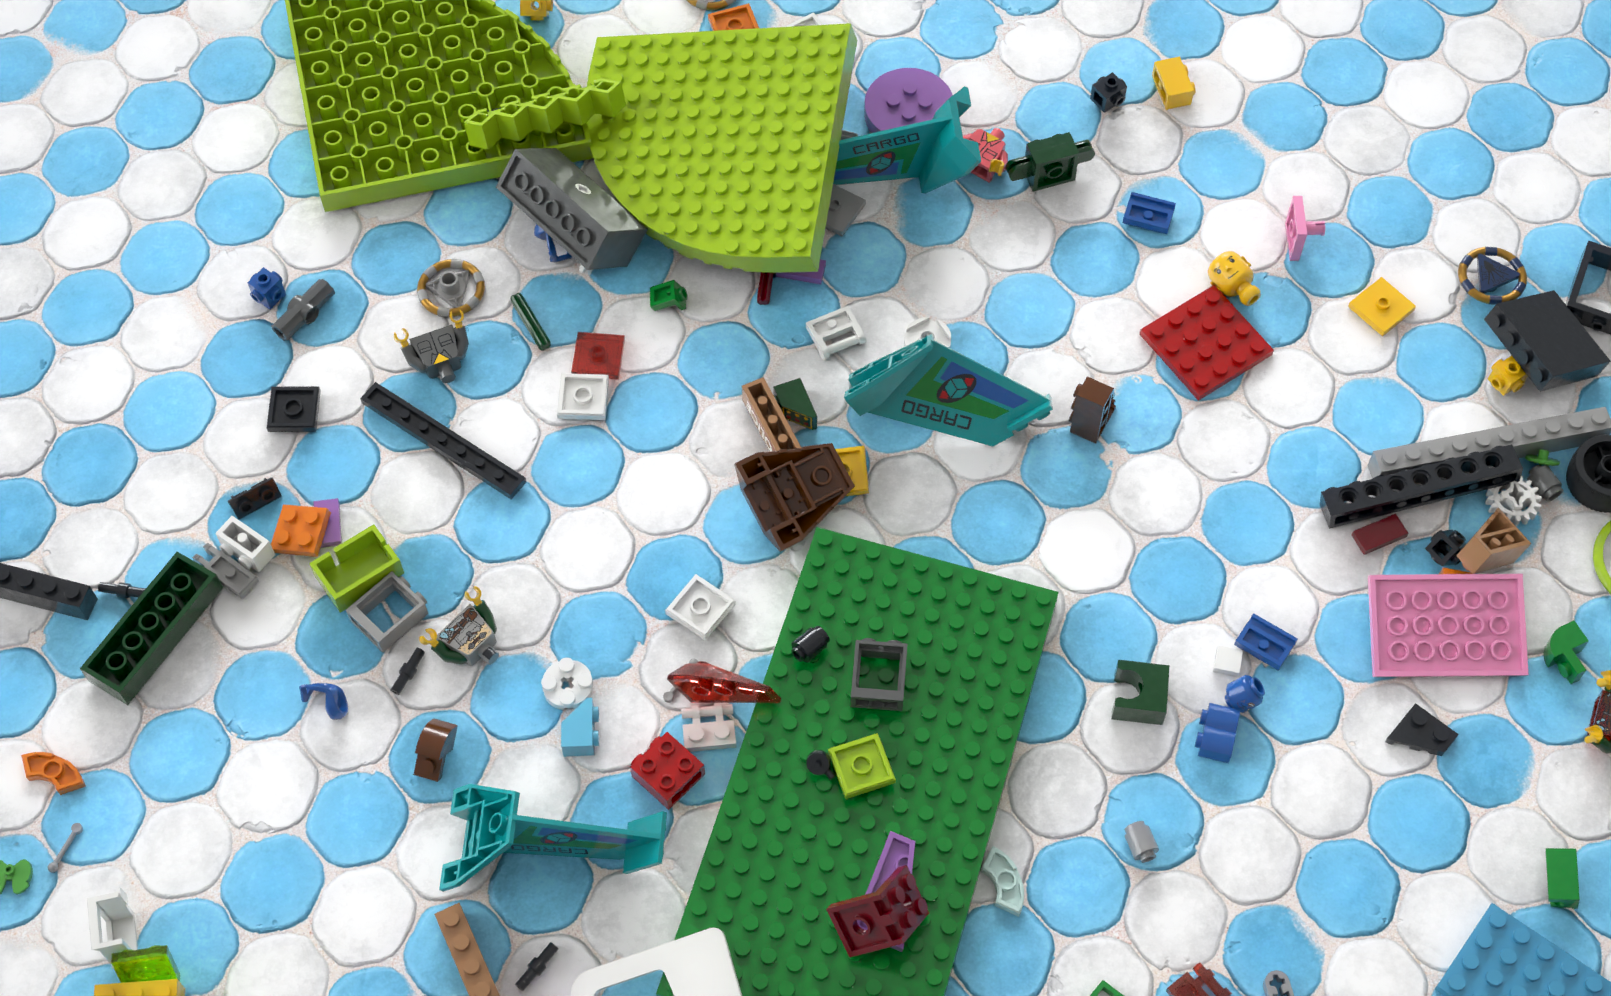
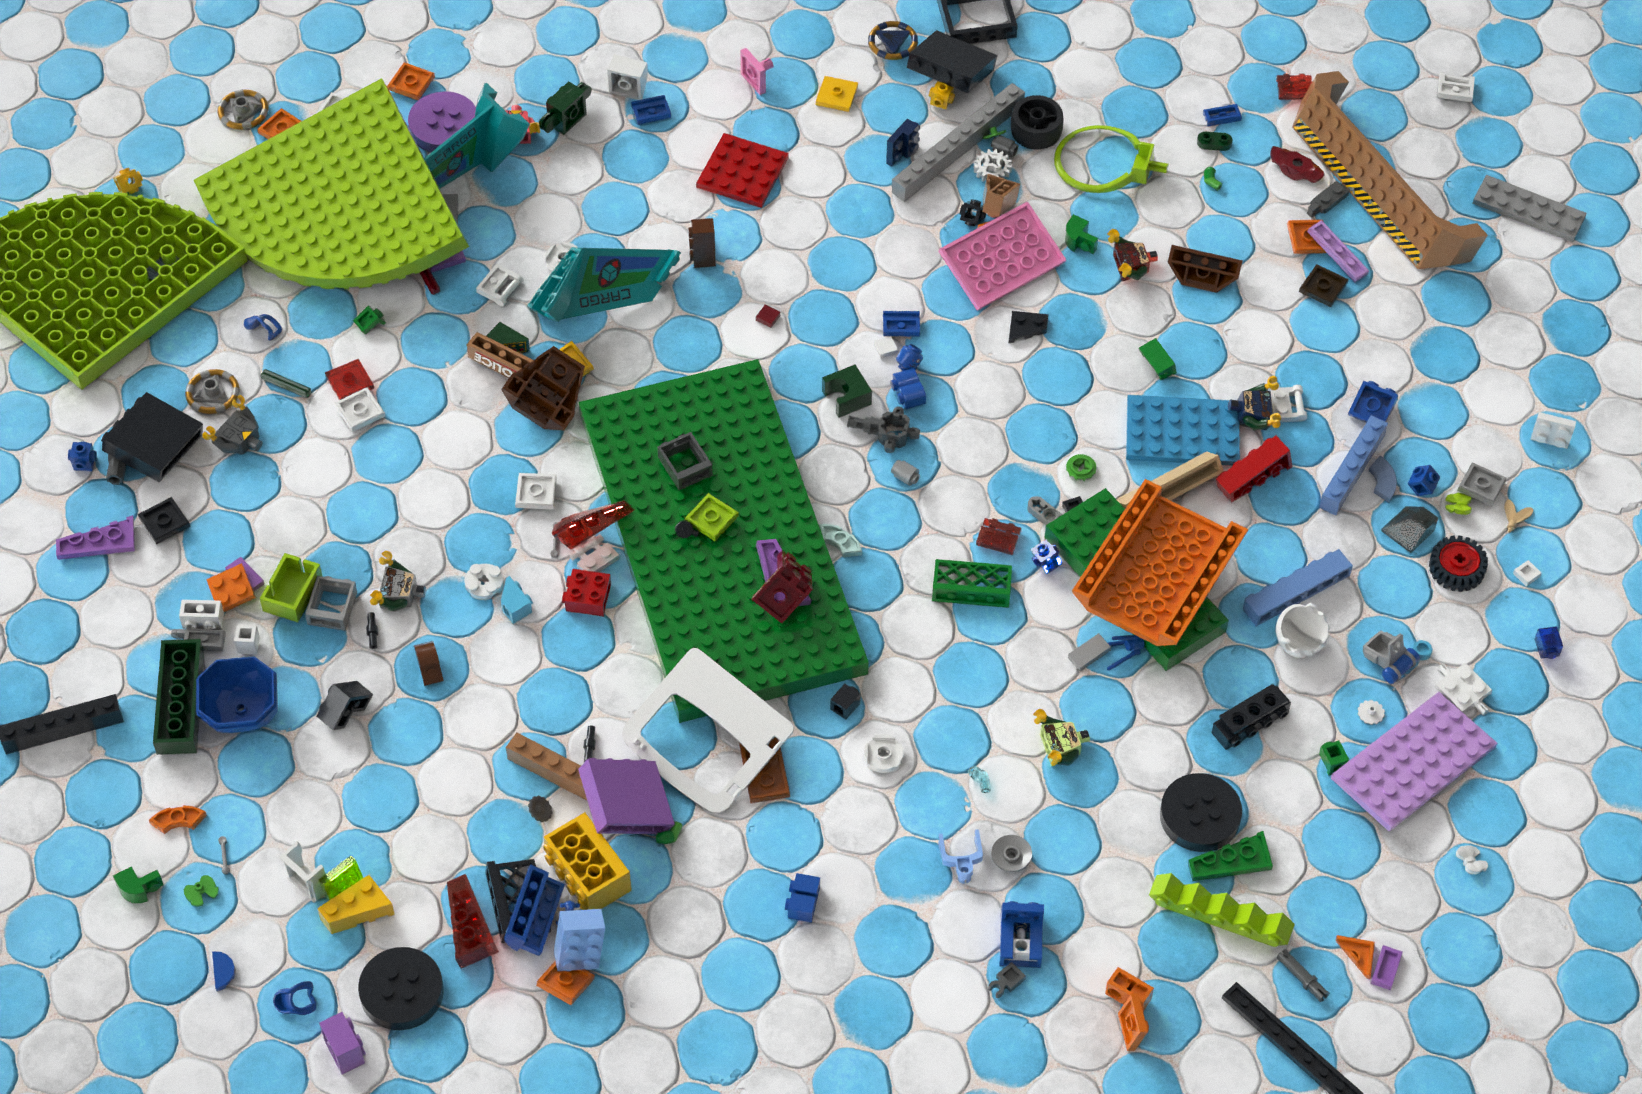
camera: 35 degrees left, 5 degrees down
(122, 590) = (136, 689): black bar -> none
(189, 654) = (237, 685): none -> blue rock
(215, 395) = (111, 539): none -> medium lavender wing
(255, 498) = (183, 584): black hinge -> none
(268, 602) = (246, 639): none -> white brick
(308, 742) = (342, 702): none -> black brick
(335, 702) = (342, 675): blue piece -> none
(345, 306) = (152, 436): none -> black brick
(443, 440) = (284, 484): black plate -> none
(497, 829) = (513, 671): teal piece -> none
(545, 113) = (202, 242): lime brick -> none
(571, 208) = (266, 295): dark grey piece -> none
(810, 644) = (628, 467): black brick -> none
(907, 43) = (411, 81): none -> orange plate
(1108, 92) = (571, 46): black brick -> none
(1113, 541) = (768, 316): none -> dark red tile
(1145, 160) = (627, 77): none -> white slope
(1147, 759) = (877, 427): none -> dark grey piece
(1173, 83) = (608, 21): yellow brick -> none
(1234, 277) = (734, 121): yellow piece -> none
(1368, 954) = (1076, 462): none -> bright green gear
(1379, 534) = (926, 227): dark red tile -> none
(1412, 495) = (933, 185): black brick -> none
(1418, 410) = (903, 142): none -> dark blue plate

